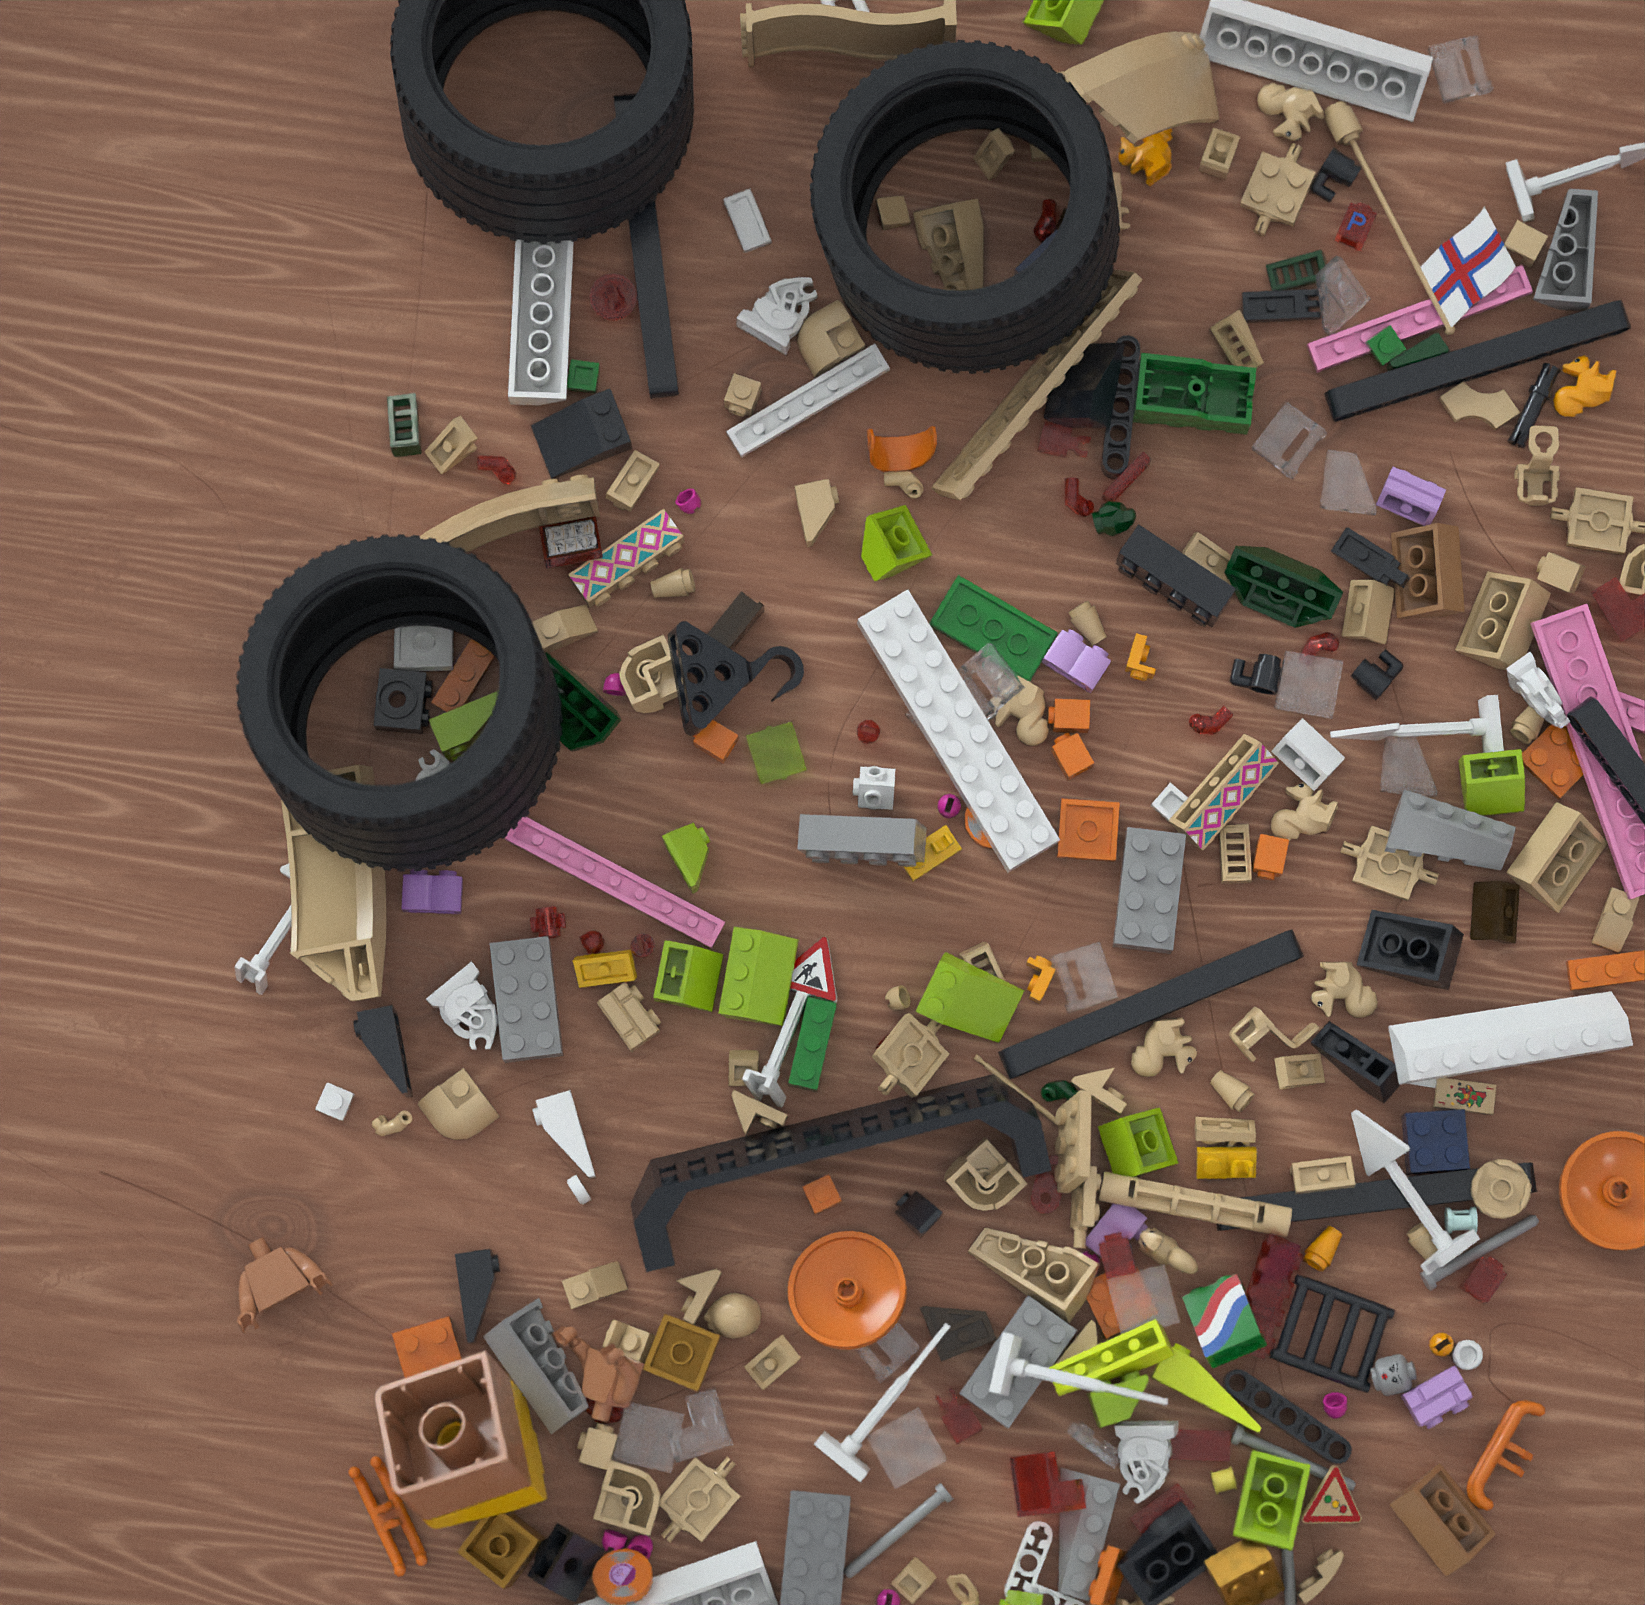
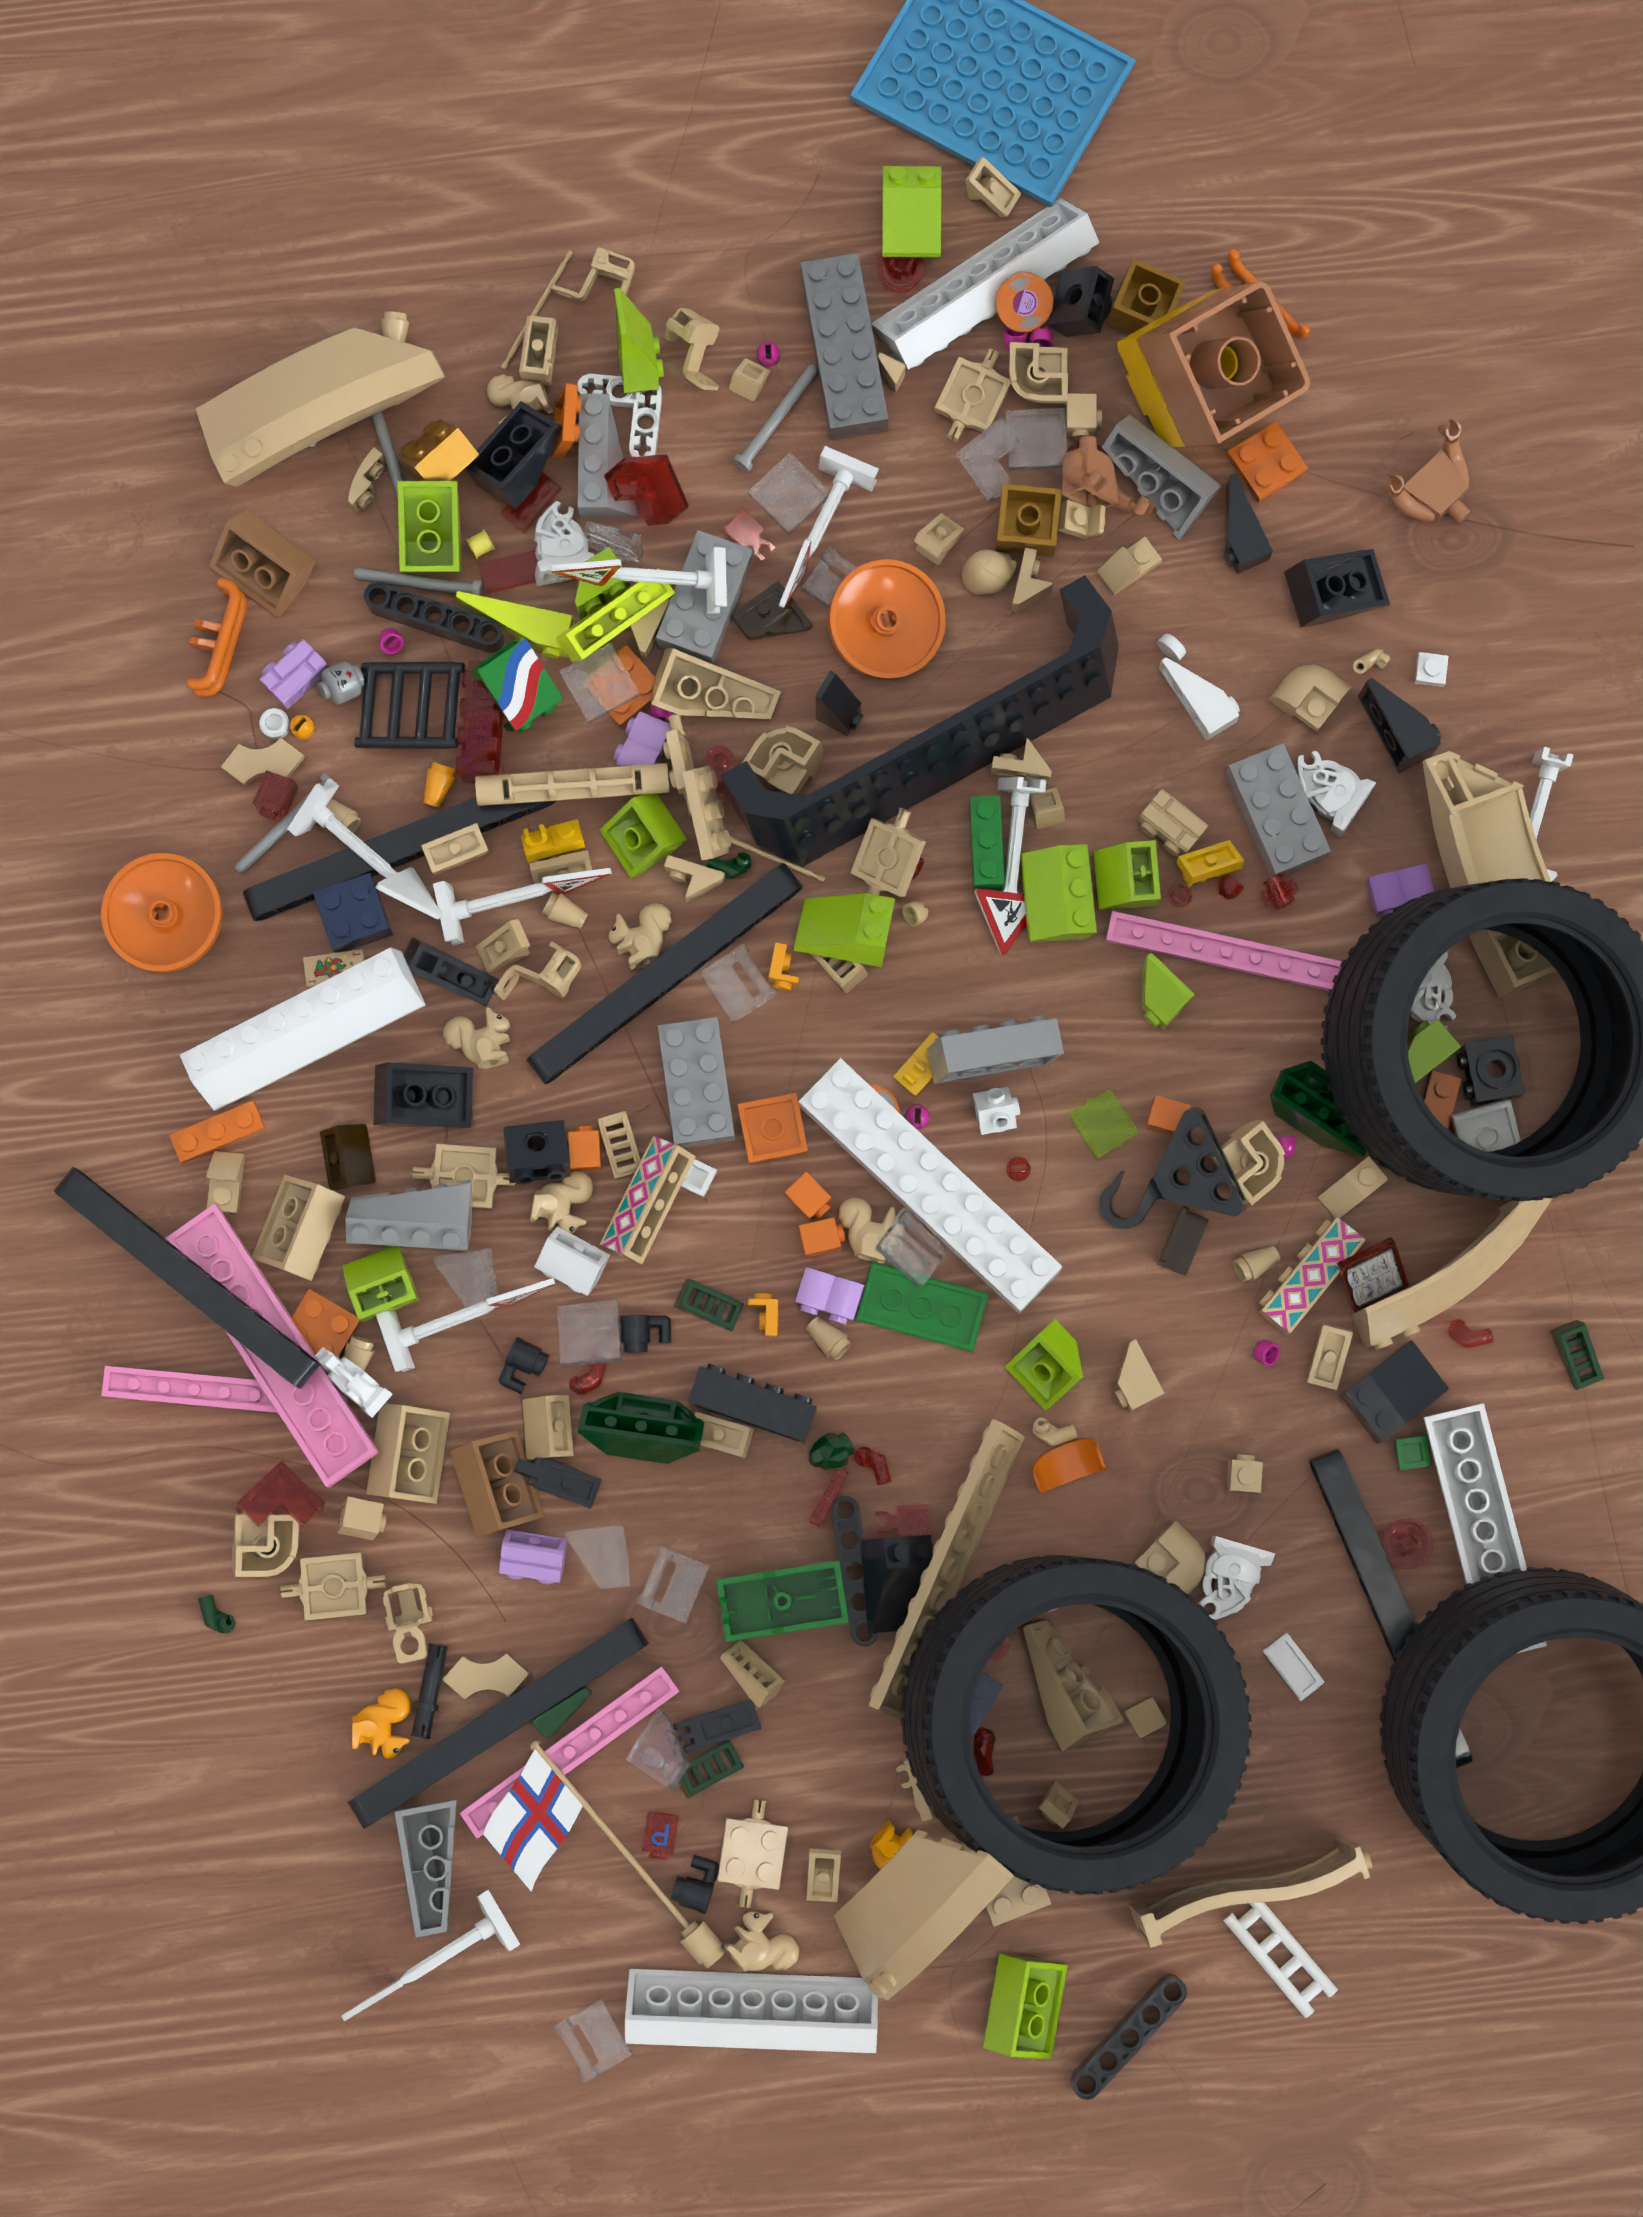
camera: 165 degrees right, 0 degrees up
(401, 1205) = (1336, 587): none -> black slope
(452, 445) = (1522, 1343): tan slope -> none
(770, 1545) = (892, 371): none -> tan slope
(808, 400) = (1176, 1490): white plate -> none
(822, 1194) = (936, 703): orange brick -> none
(1117, 1255) = (635, 714): clear red brick -> none
(1166, 1251) = (594, 741): tan animal -> none
(1210, 724) = (677, 1268): clear red arm -> none
(1211, 697) = (701, 1289): none -> dark green slope
(1329, 851) = (528, 1165): none -> black brick
(1332, 1501) = (371, 549): piece -> none
(1339, 1117) = (454, 911): none -> white piece
(1385, 345) = (598, 1710): green plate -> none
(1460, 1219) = (310, 846): light aqua bush -> none
(1473, 1317) = (249, 764): none -> tan tile
(1500, 1189) = (278, 881): tan tile -> none
(1525, 242) = (479, 1863): tan panel -> none

